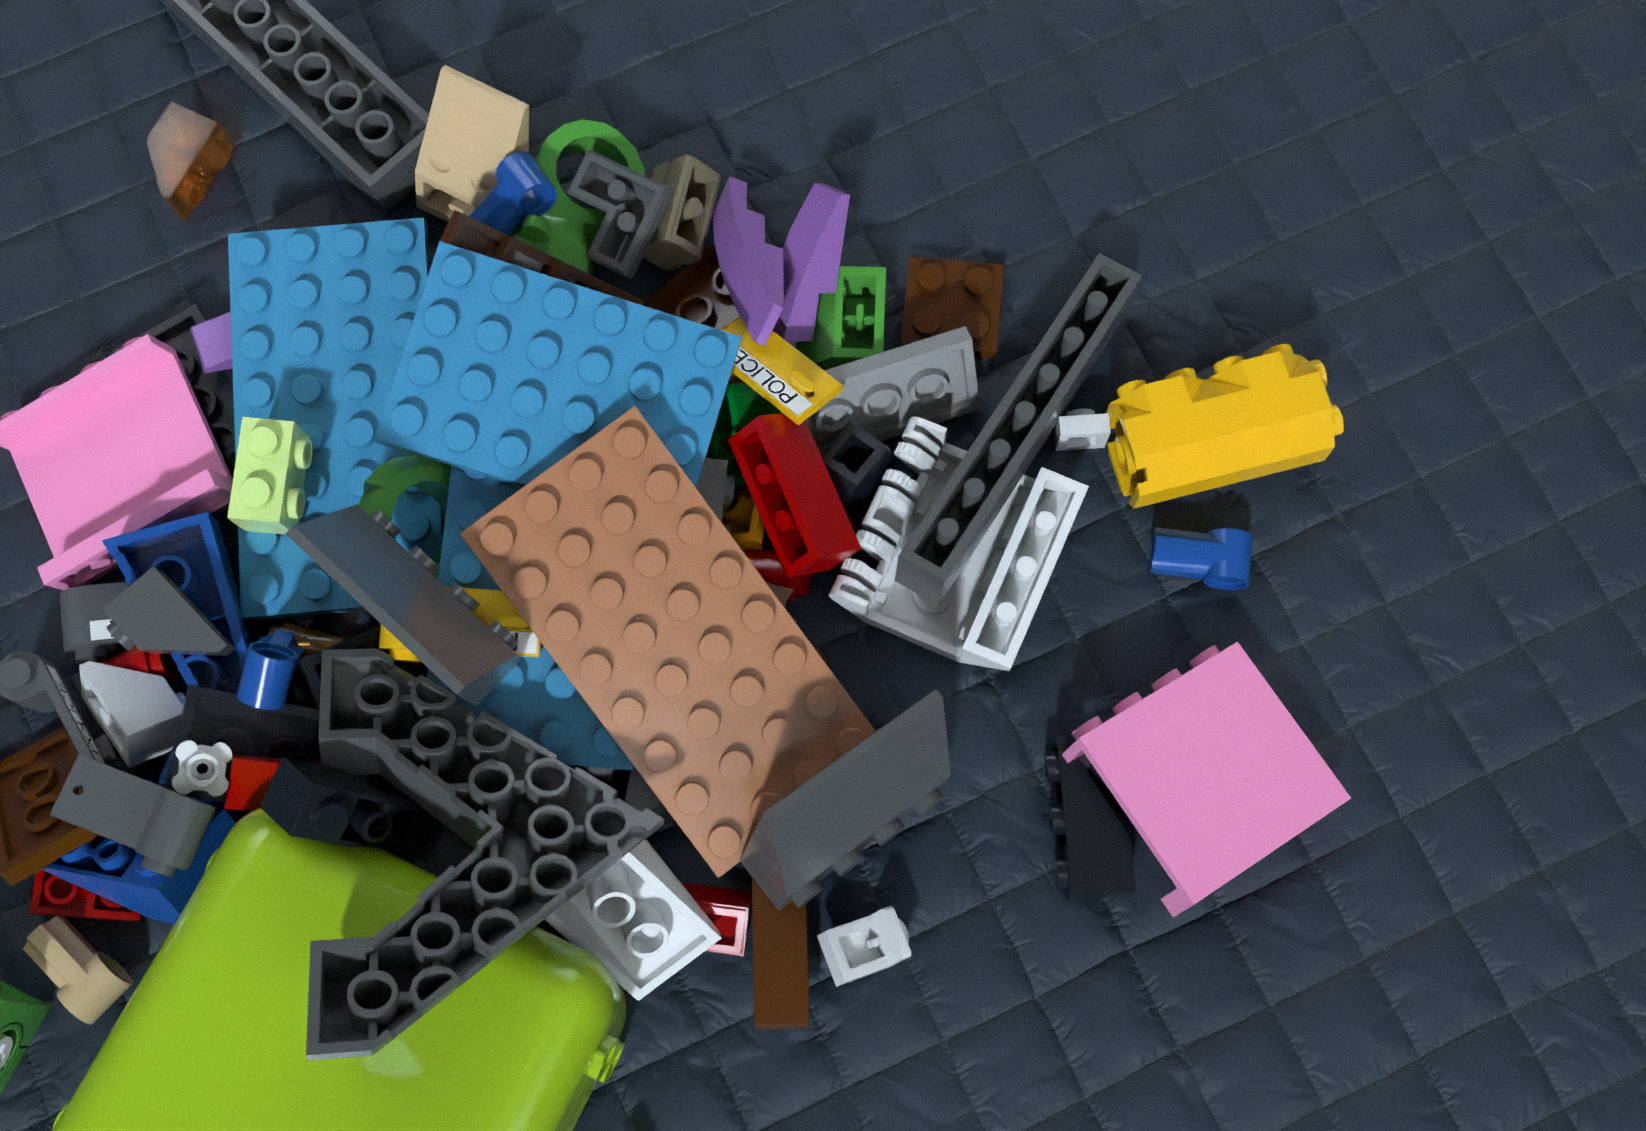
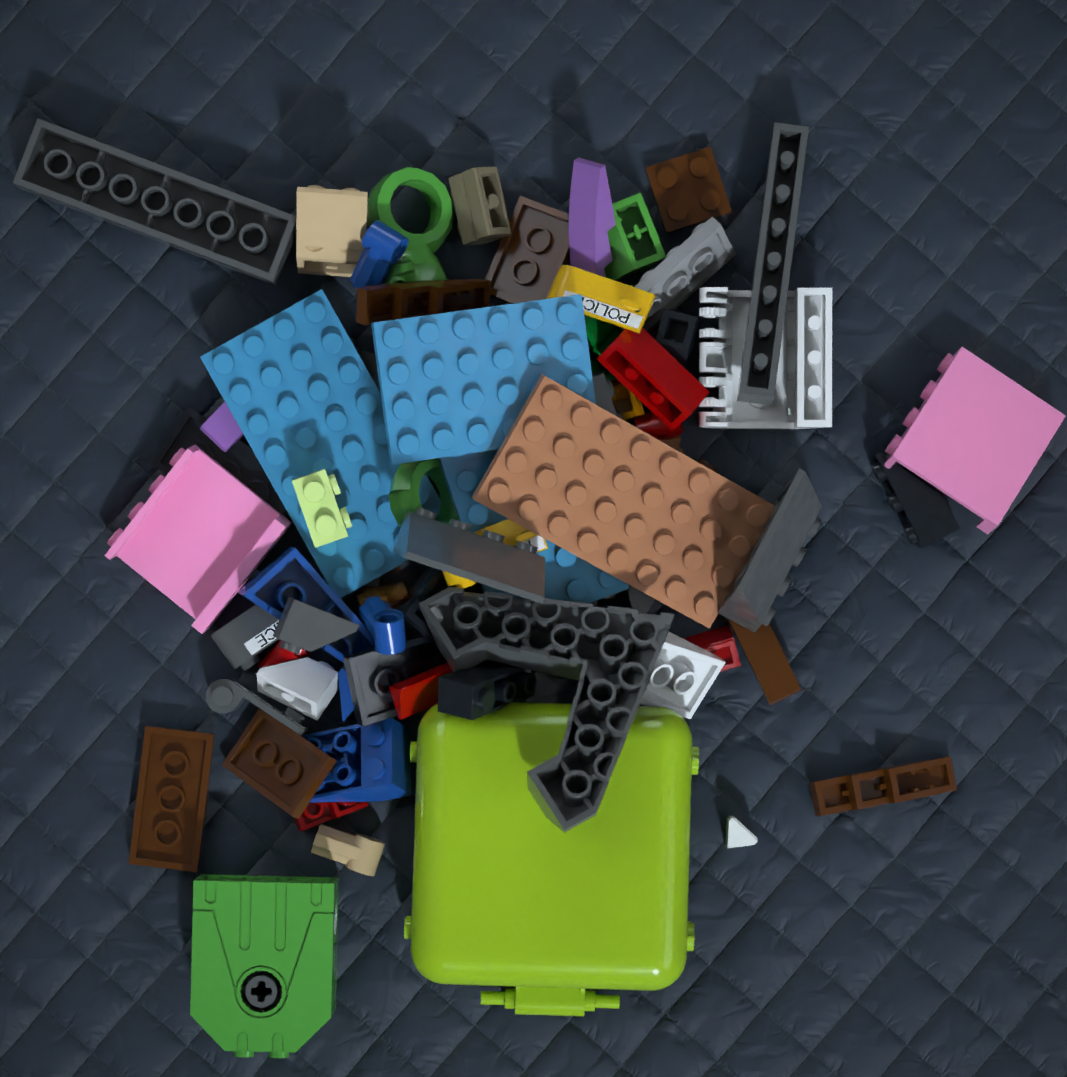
camera: 25 degrees left, 15 degrees up
(135, 813) = (356, 746): dark grey door -> none
(186, 156) = (120, 303): clear orange slope -> none
(192, 755) = (371, 703): white plate -> none
(632, 210) = (457, 223): dark grey brick -> none
(747, 263) = (554, 233): medium lavender slope -> none
(865, 945) = (812, 628): white bracket -> none
(1081, 430) = (809, 242): white plate -> none
(1217, 556) = (926, 293): blue piece -> none
(1221, 429) = (898, 209): yellow brick -> none

